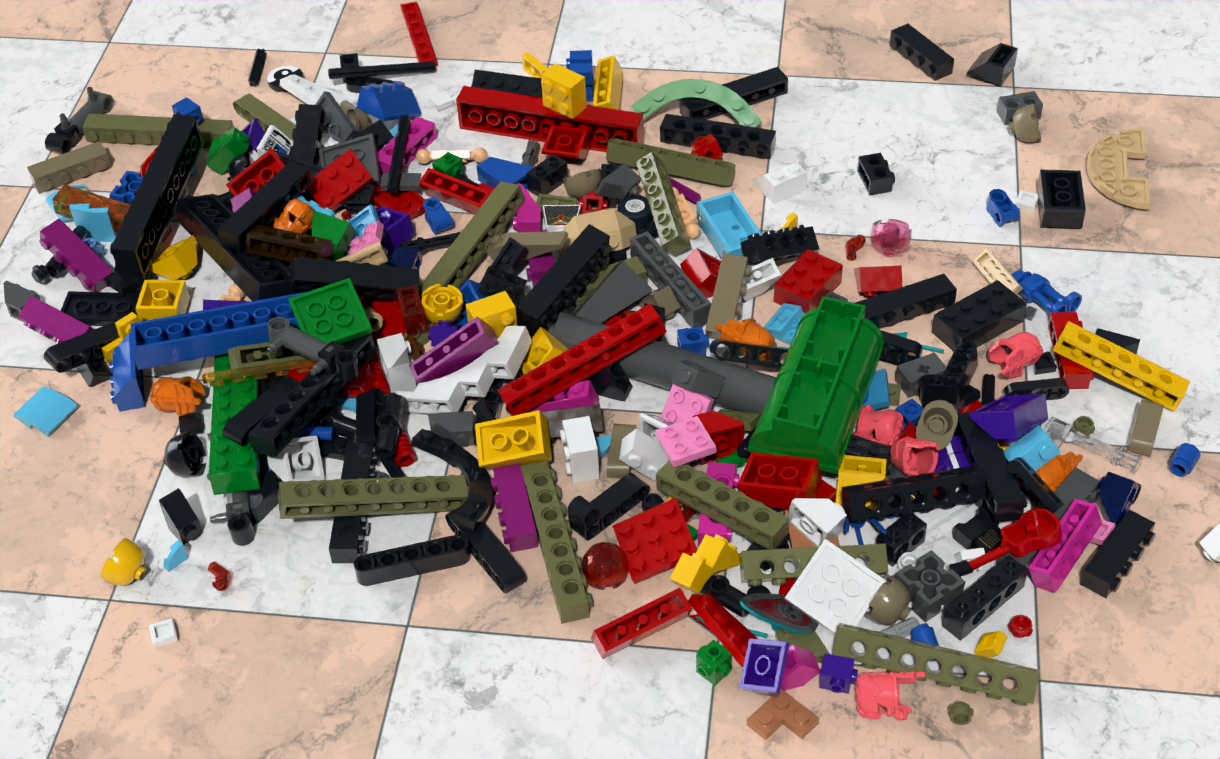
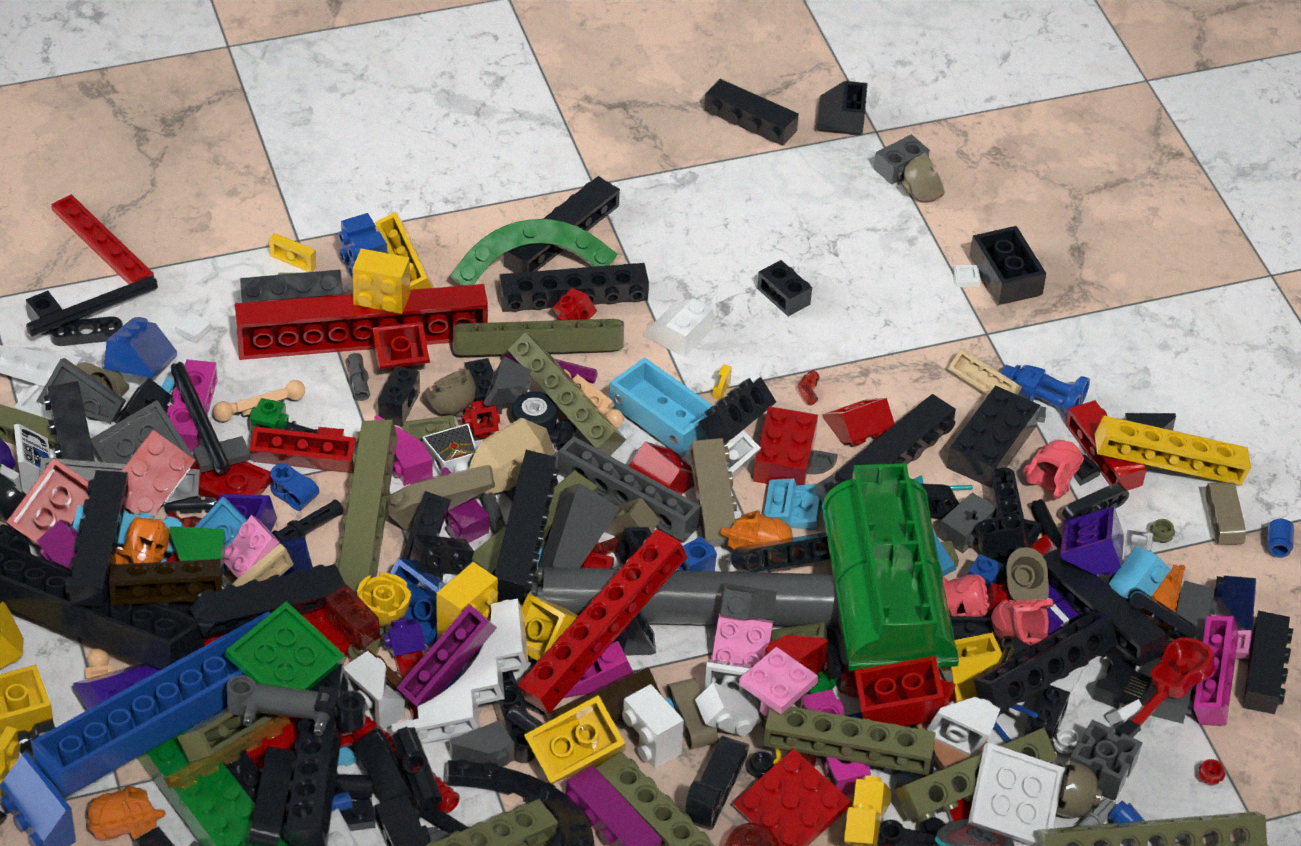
camera: 30 degrees left, 0 degrees up
(496, 170) = (342, 408): blue slope -> none
(890, 237) = (849, 365): clear pink cylinder -> none
(984, 597) = (1163, 753): black brick -> none
(991, 644) = (1194, 801): yellow plate -> none
(1001, 207) = (946, 292): blue piece -> none
(1109, 168) = (1037, 214): tan plate -> none
(1118, 453) = (1167, 548): clear pin -> none

